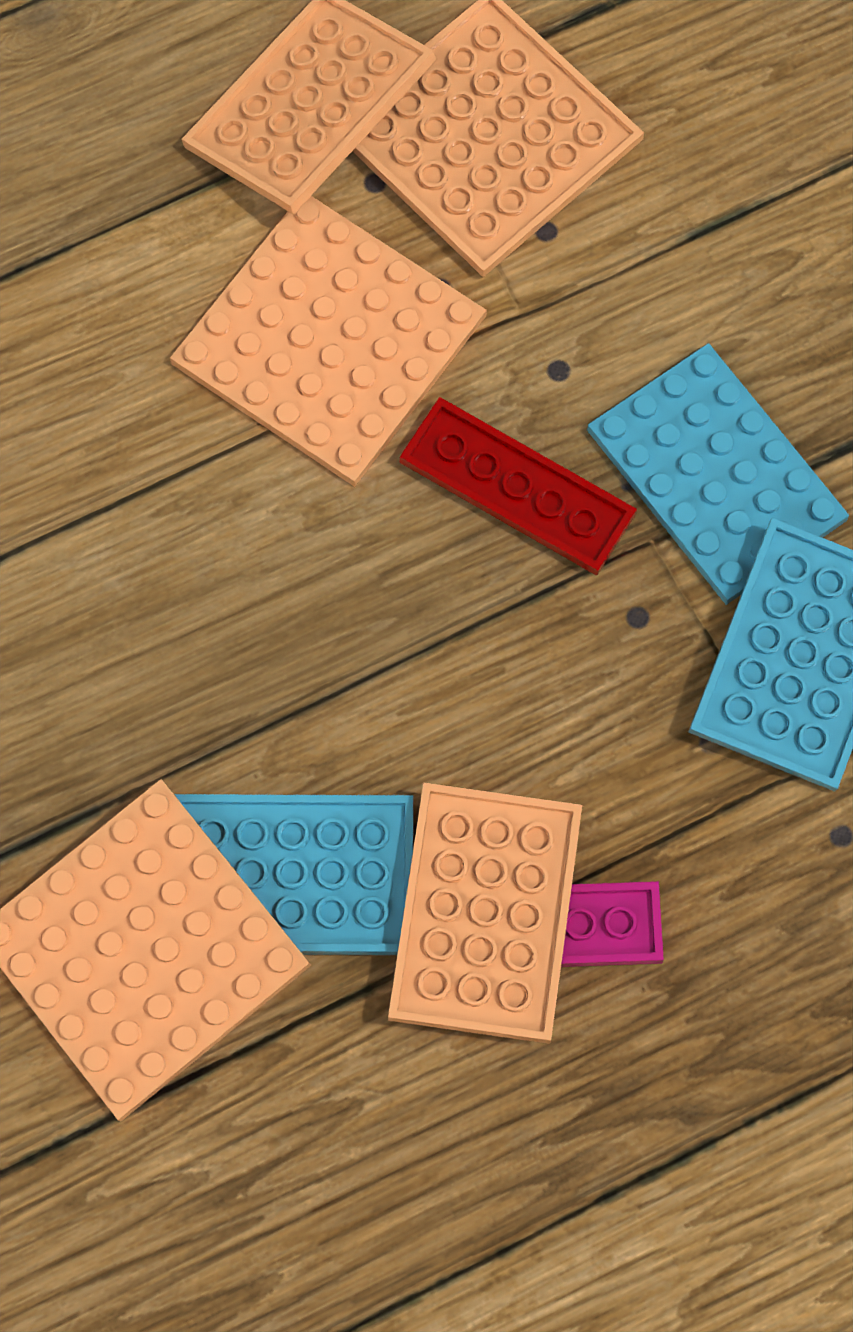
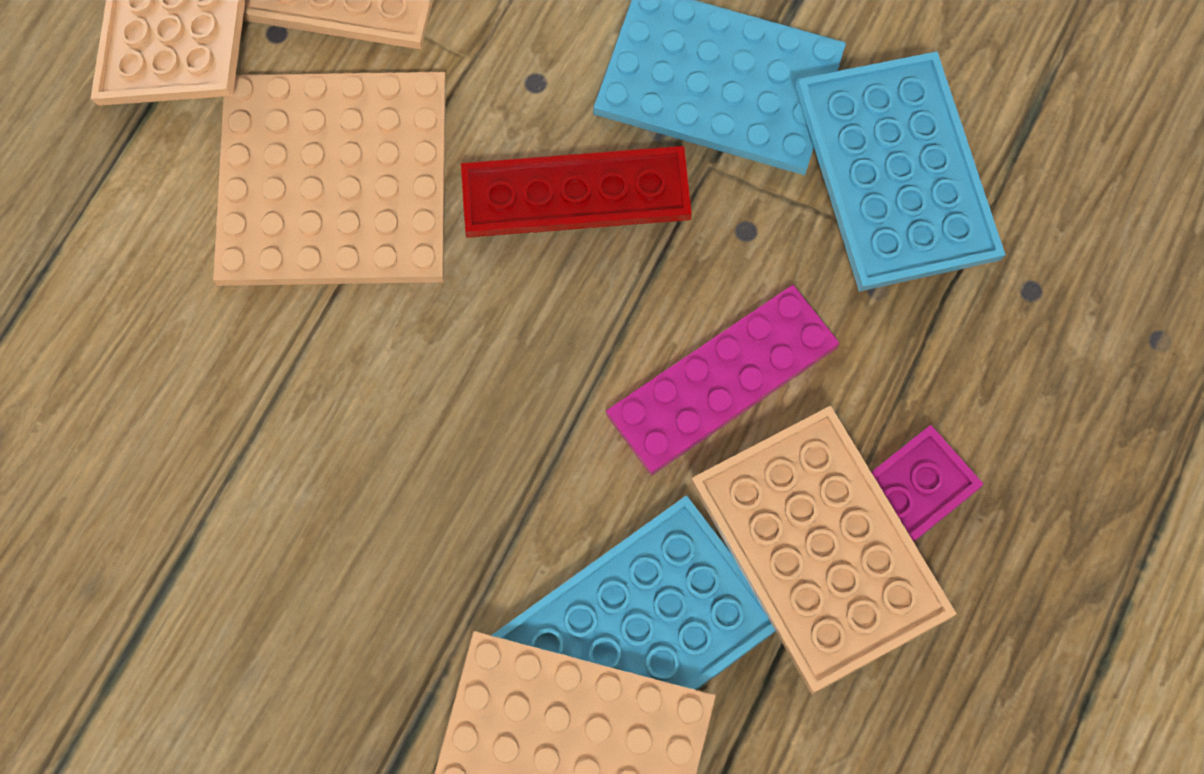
camera: 35 degrees left, 0 degrees up
(520, 725) = (722, 379): none -> dark pink plate

